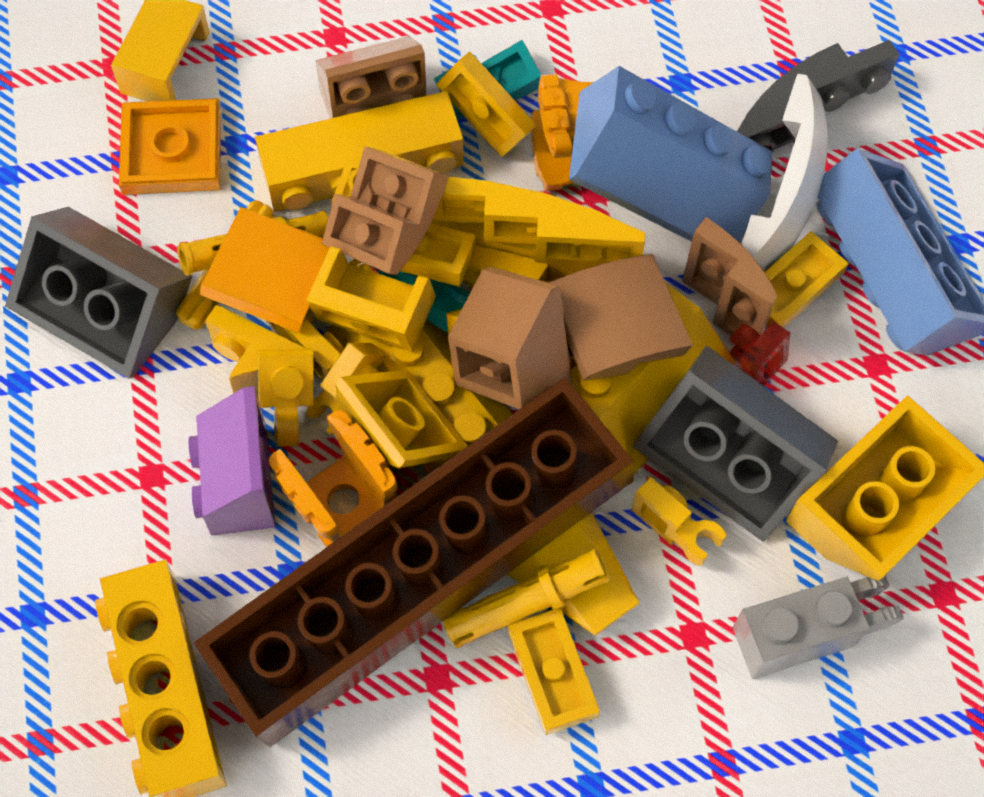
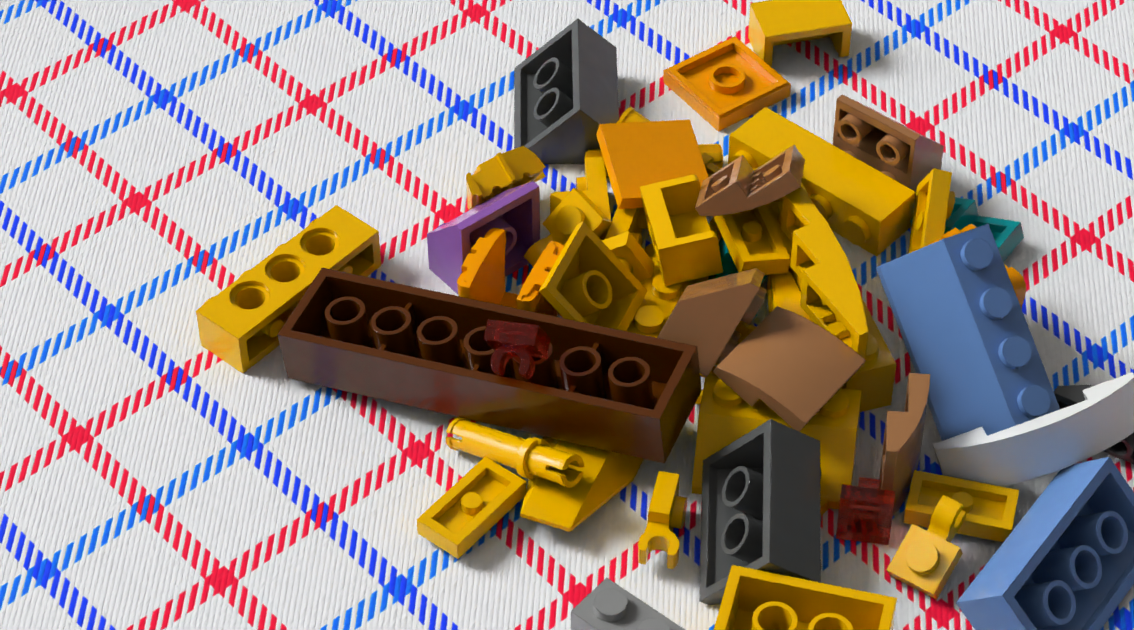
camera: 60 degrees right, 20 degrees down
(173, 409) = (503, 173): none -> yellow piece
(463, 526) = (516, 340): none -> clear red tile
(835, 339) = (928, 555): none -> yellow plate

